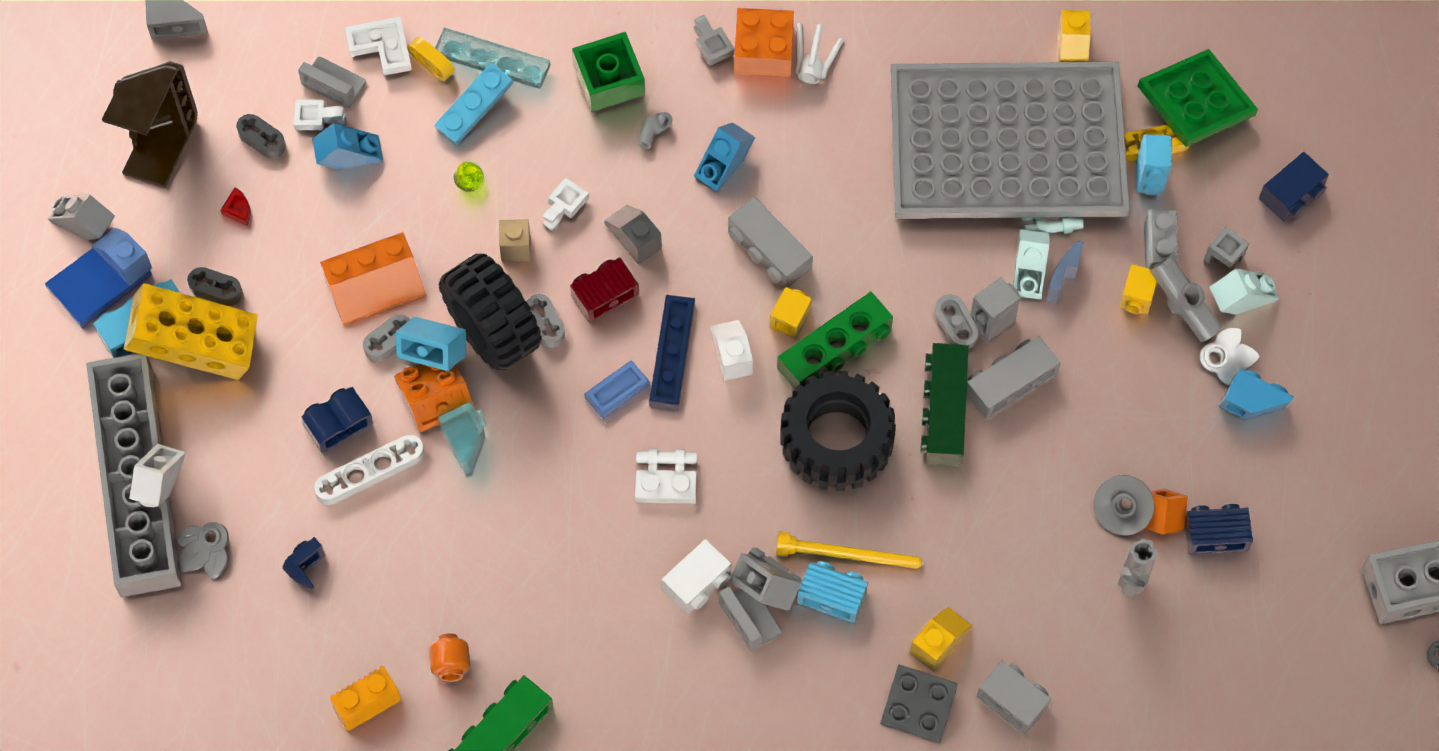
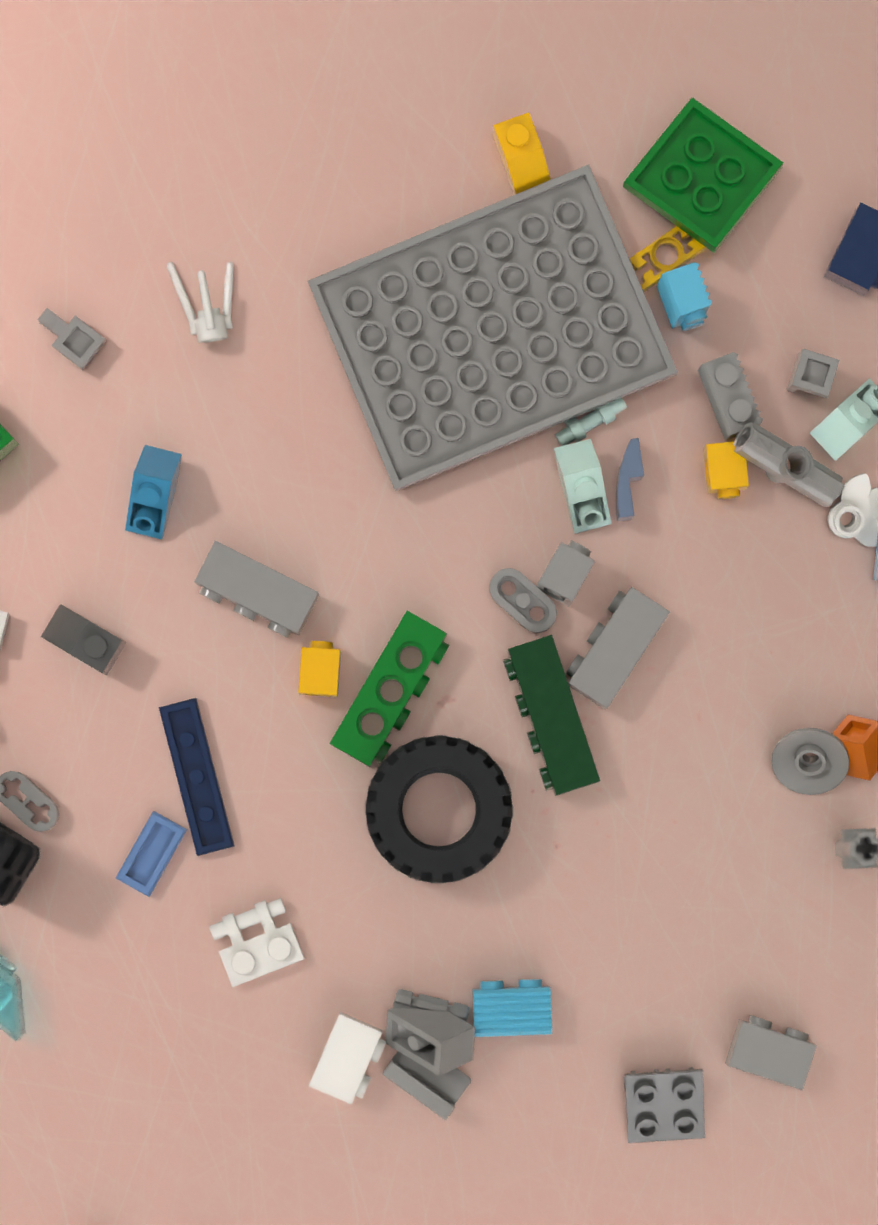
camera: 25 degrees left, 20 degrees up
(604, 289) = (80, 733): dark red brick -> none
(652, 126) = (46, 484): light grey arm -> none
(732, 350) = (266, 745): white slope -> none
(763, 42) = (137, 315): orange brick -> none
(789, 545) = (437, 970): yellow piece -> none
(939, 638) = (659, 1012): yellow slope -> none

